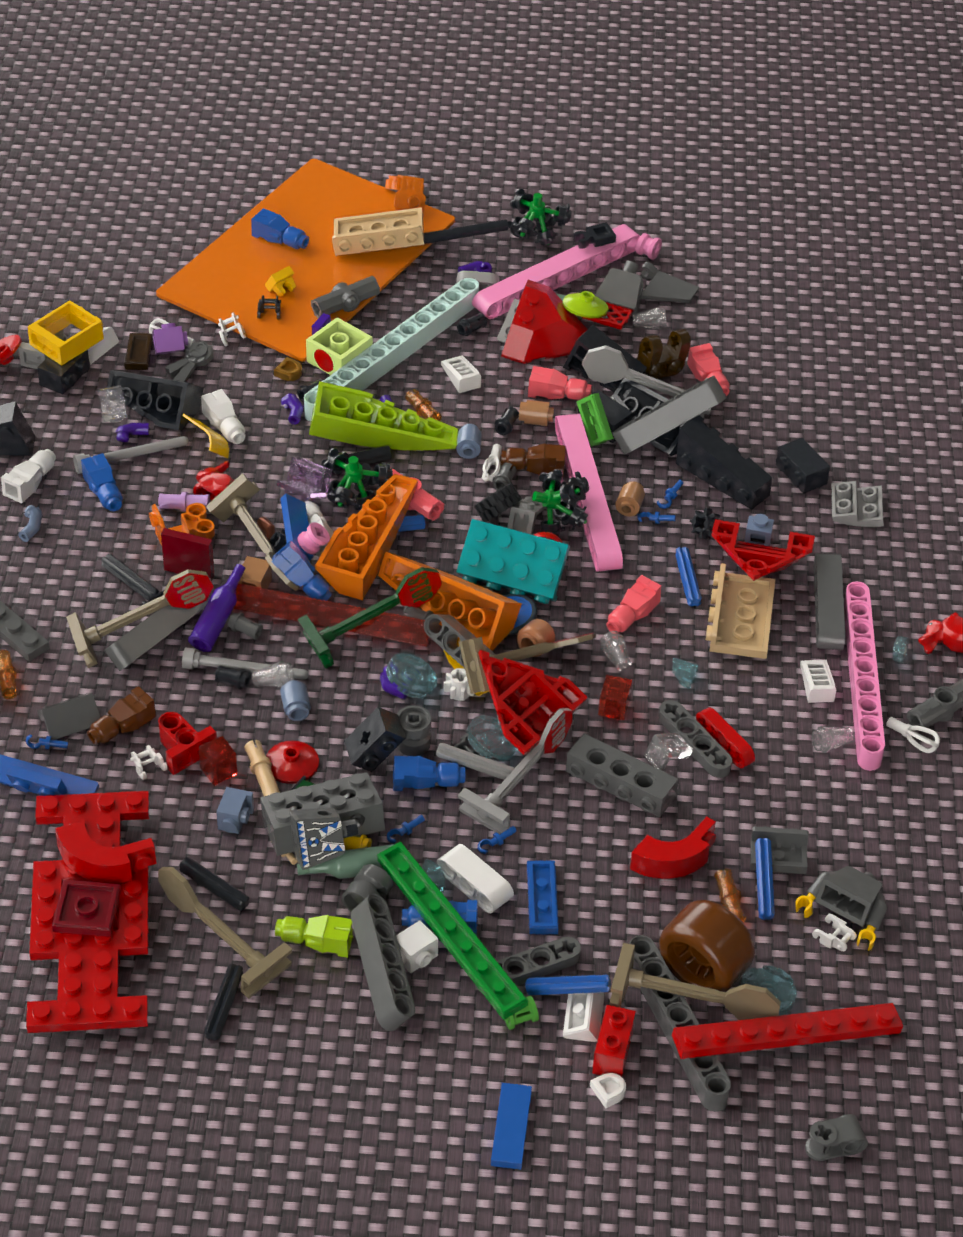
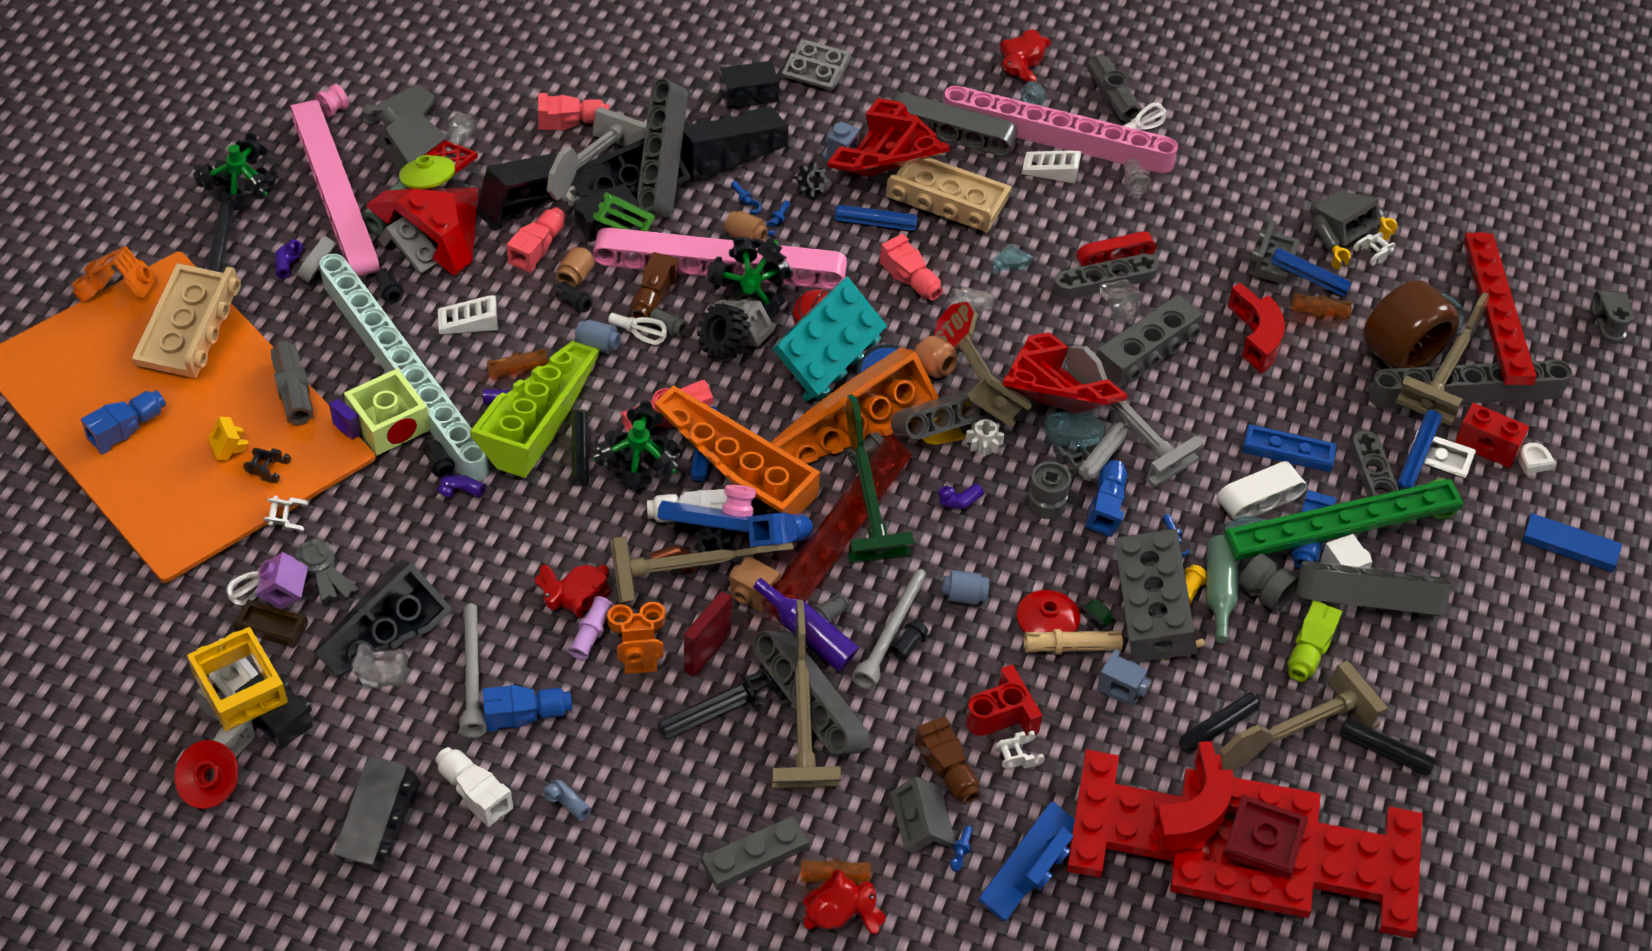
camera: 75 degrees left, 5 degrees up
(131, 429) = (427, 661): dark purple arm -> none
(217, 442) = (475, 574): yellow piece -> none
(218, 760) = (1046, 677): clear red brick -> none
(220, 412) = (449, 556): white piece -> none
(274, 675) = (924, 596): clear cone -> none
(288, 370) = (383, 476): pearl gold tile -> none
(306, 480) = (613, 494): clear purple bracket -> none
(319, 835) = (1205, 584): torso -> none
(374, 739) = (1059, 505): black brick -> none
(411, 675) = (962, 473): clear light blue tile -> none
(497, 839) = (1206, 463): blue hand -> none
(597, 235) = (311, 128): black plate -> none
(615, 697) = (1040, 316): clear red brick -> none
(667, 359) = (535, 130): dark brown piece -> none

